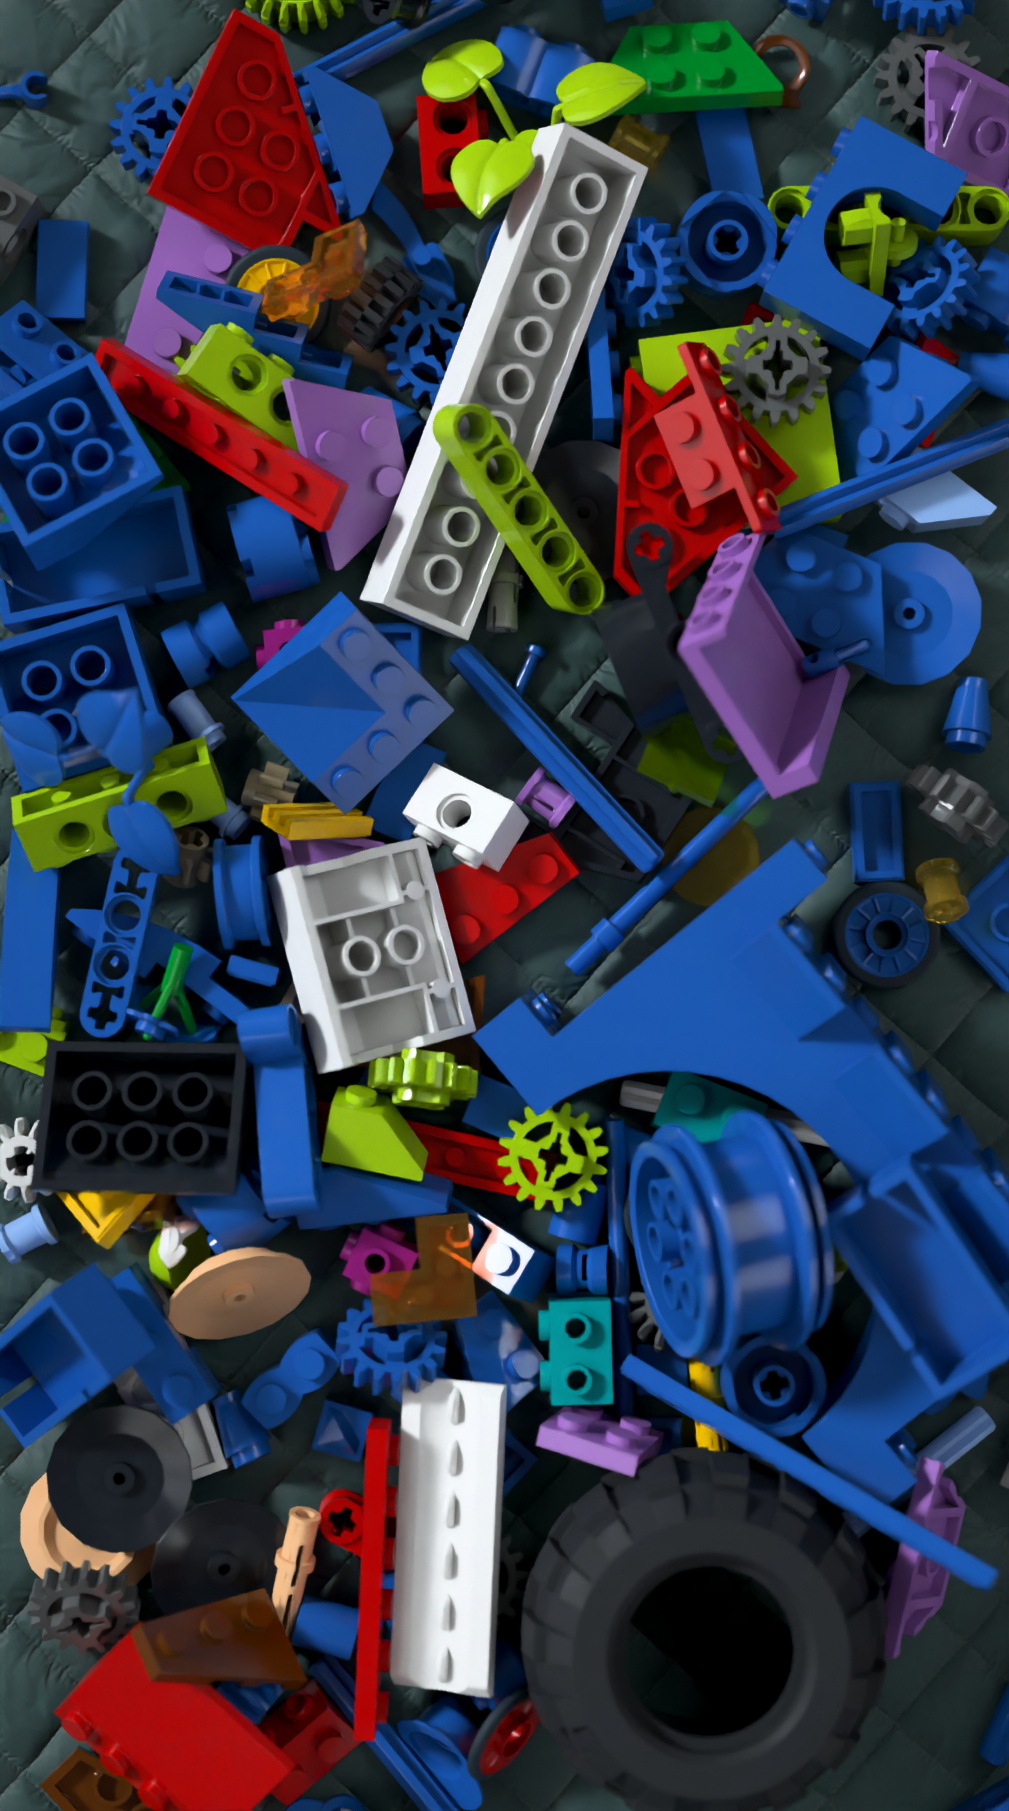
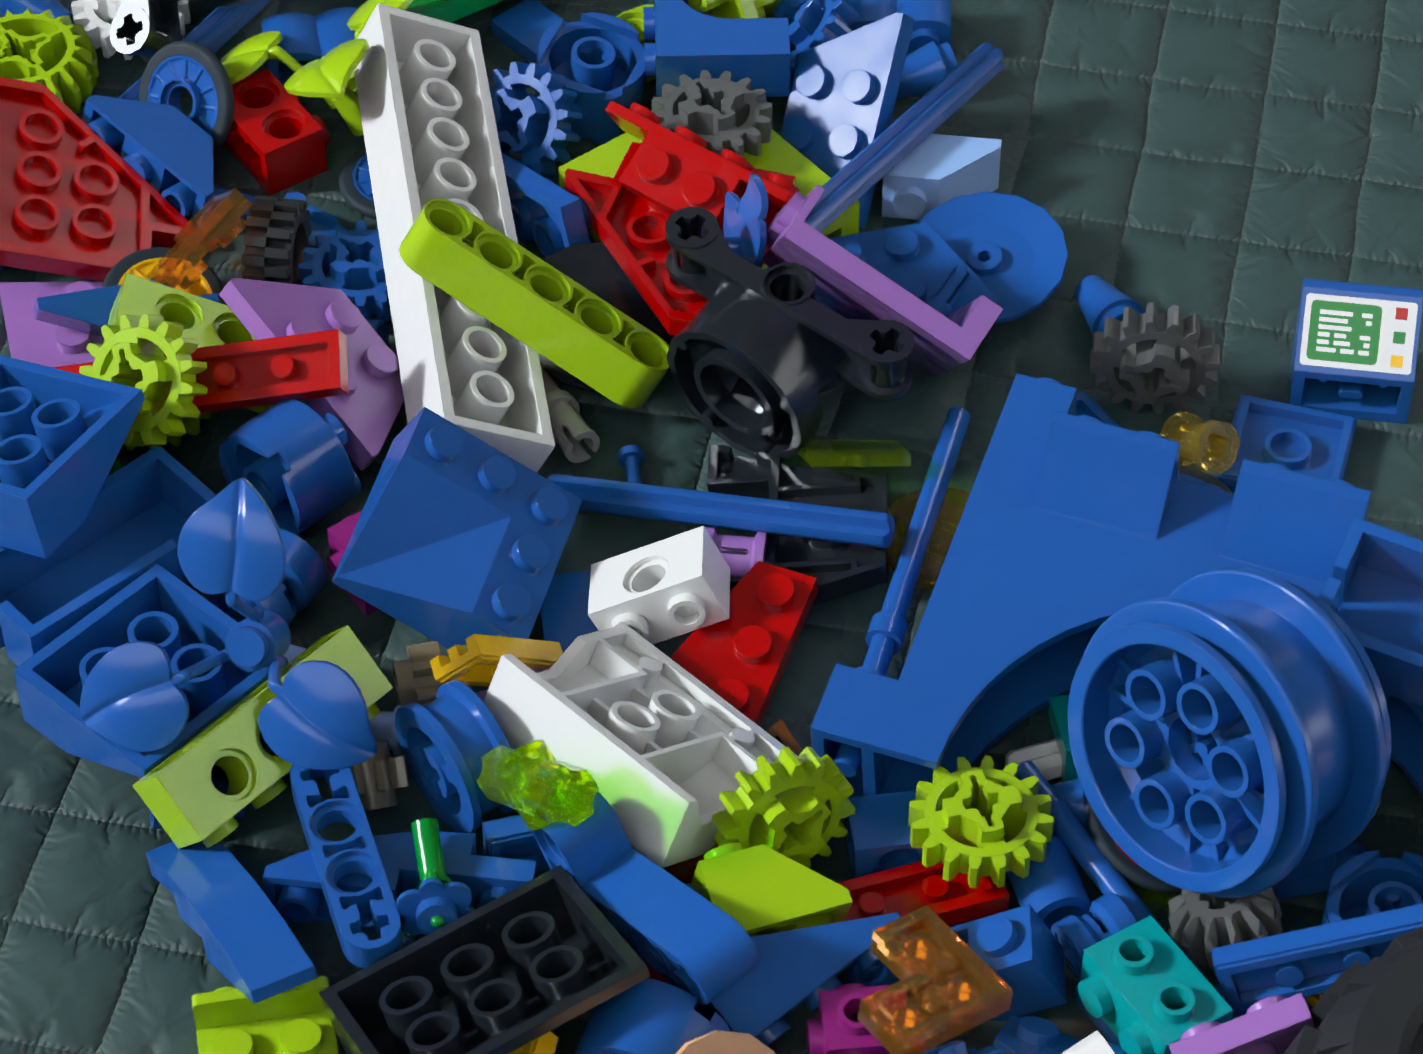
camera: 30 degrees left, 40 degrees down
(184, 438) = (166, 382): none -> lime gear
(247, 1002) = (537, 785): none -> clear neon green piece
(399, 86) = (201, 72): none -> wheel
(694, 555) = (744, 221): none -> blue plate

